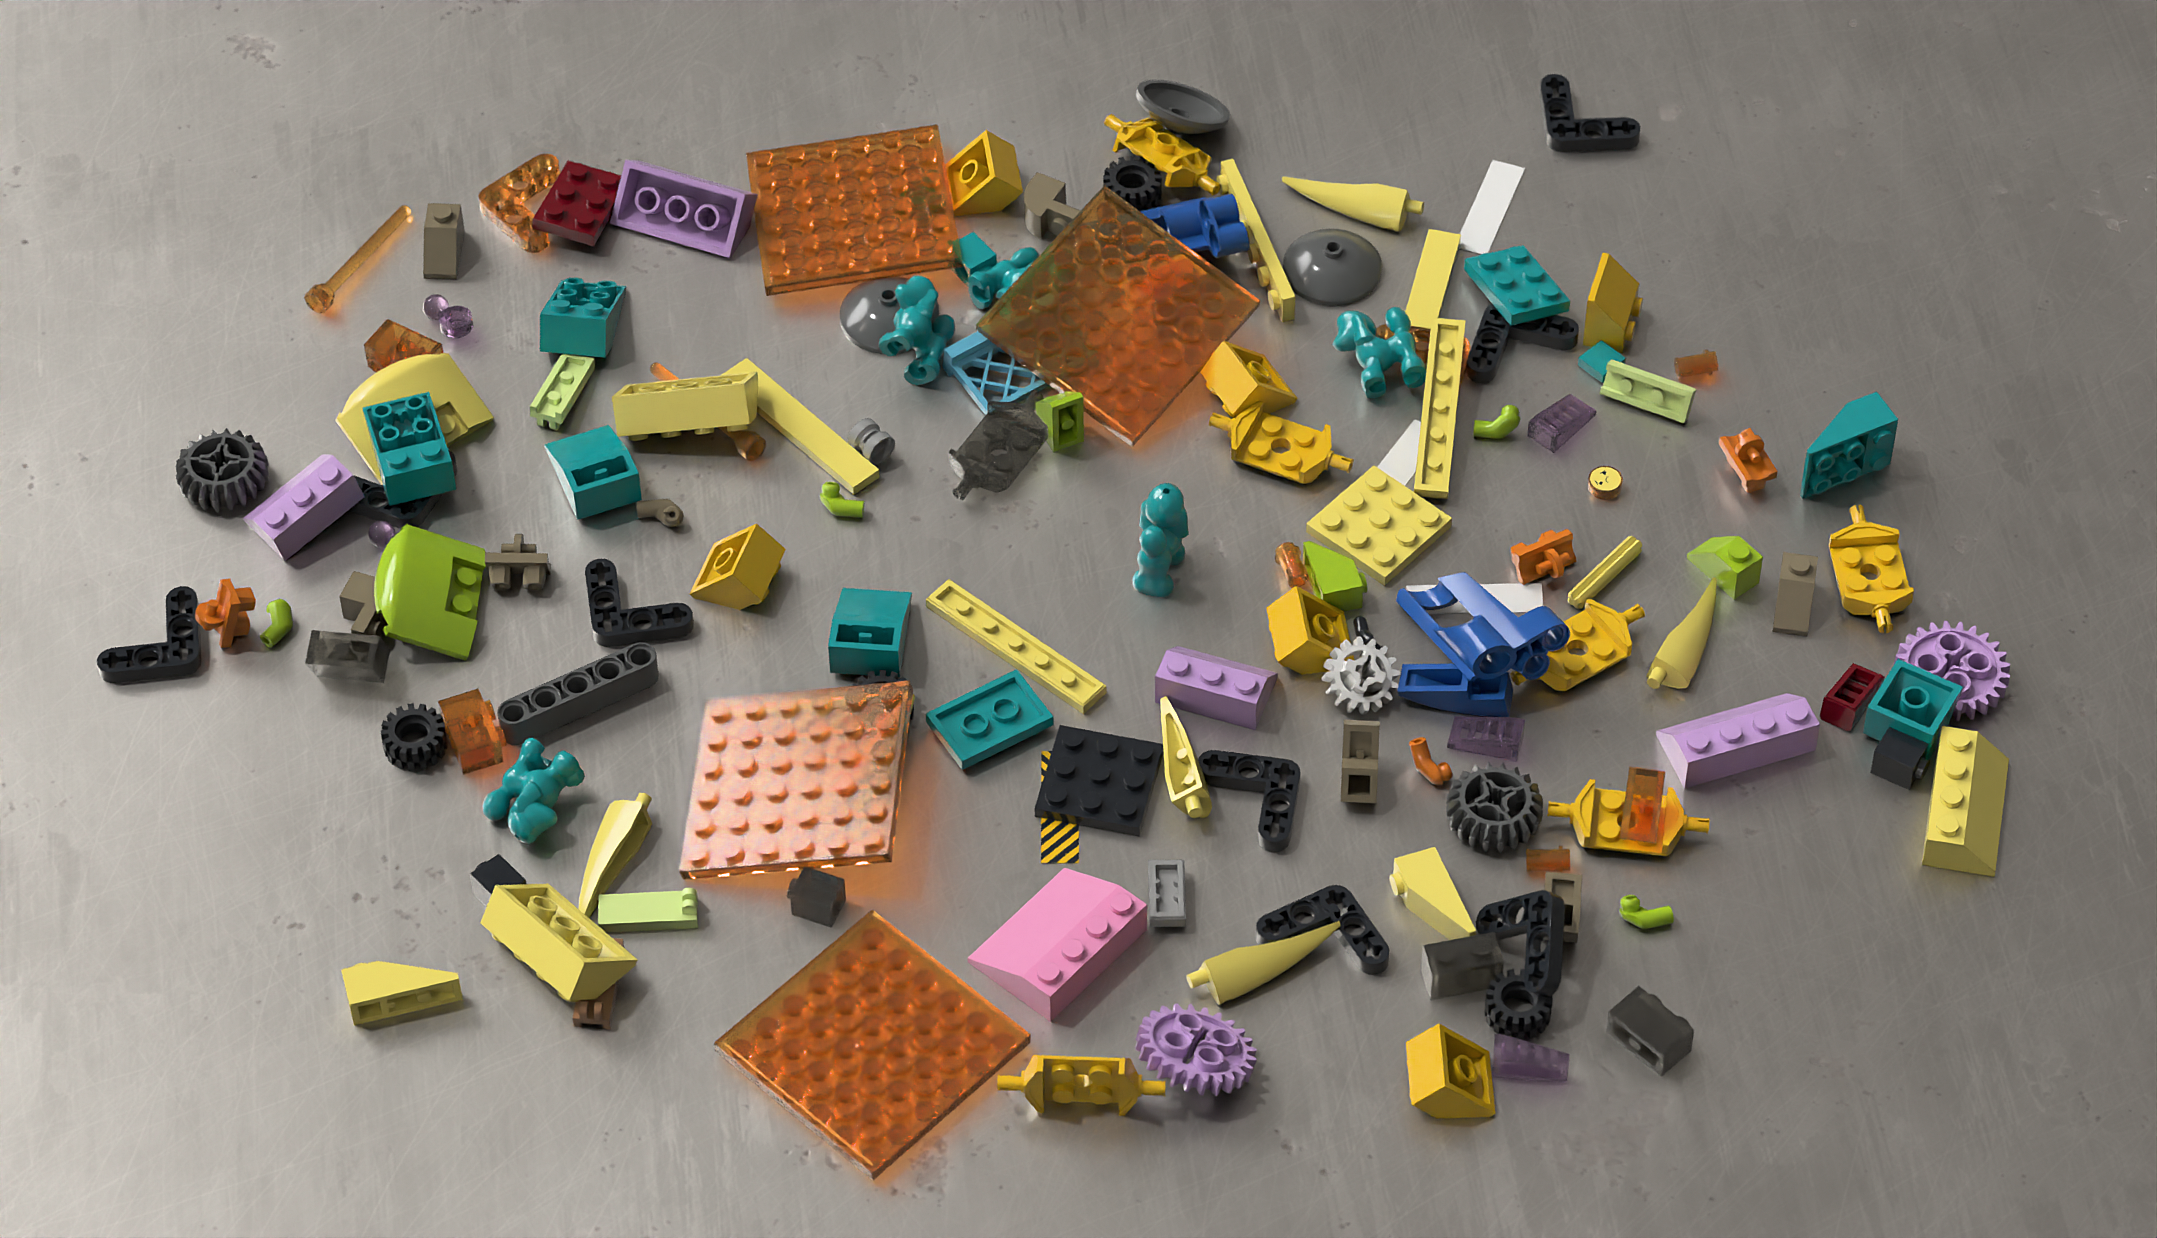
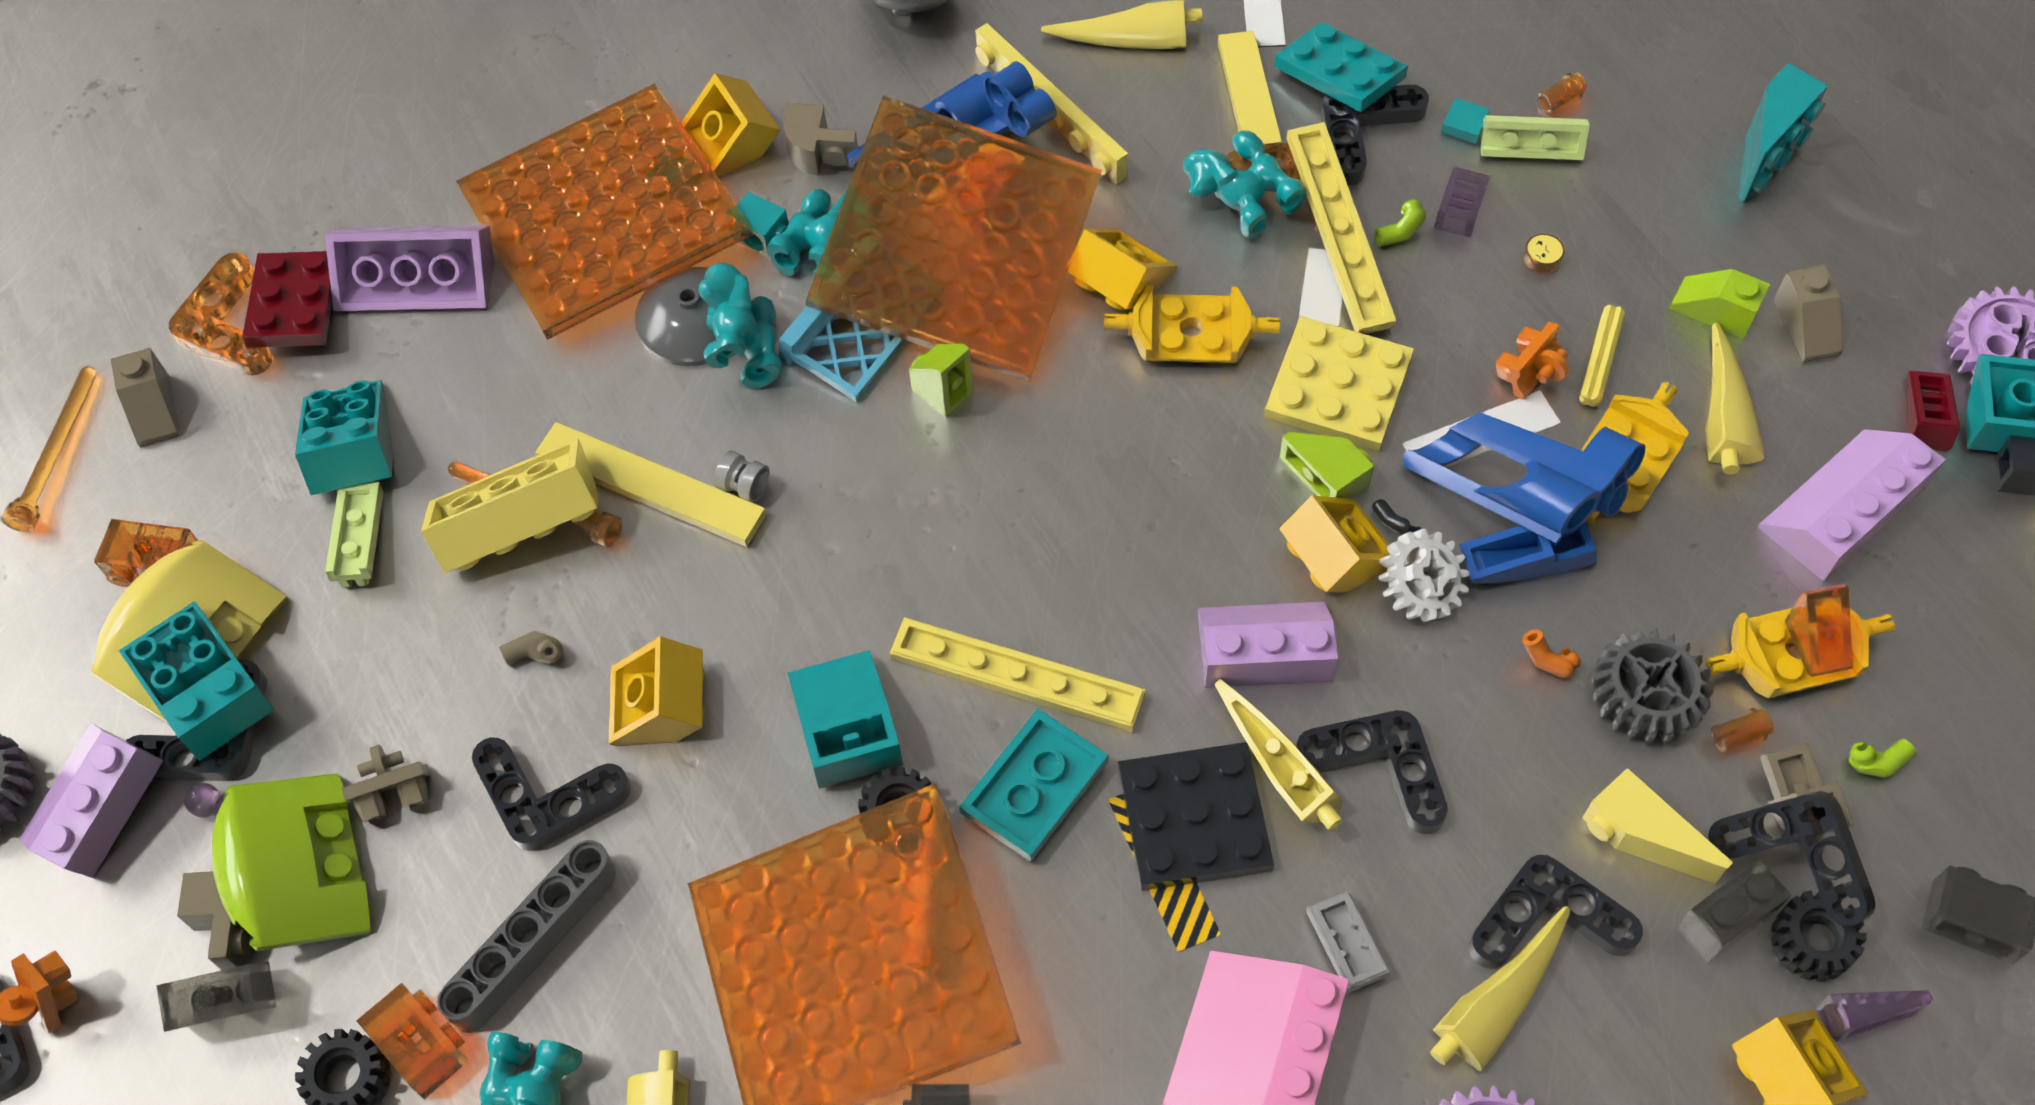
camera: 20 degrees left, 10 degrees up
(281, 621) = (115, 970): lime arm -> none
(453, 320) = (194, 490): clear purple plate -> none
(595, 471) = (433, 625): teal slope -> none
(837, 504) = (735, 567): lime arm -> none
(1005, 427) = (883, 407): clear smoke plate -> none
(1135, 172) = (889, 70): black tyre -> none
(1163, 527) = (1128, 475): teal animal -> none
(1168, 152) = (909, 36): yellow plate -> none
(1289, 558) = (1273, 463): clear orange pin -> none
(1332, 267) = (1140, 106): dark grey dish -> none
(1360, 761) = (1479, 691): dark tan brick -> none
(1493, 747) = (1604, 580): clear purple slope -> none
(1611, 306) = (1450, 59): yellow slope -> none
(1748, 458) = (1678, 177): orange hips -> none
(1874, 550) = (1853, 236): yellow plate -> none

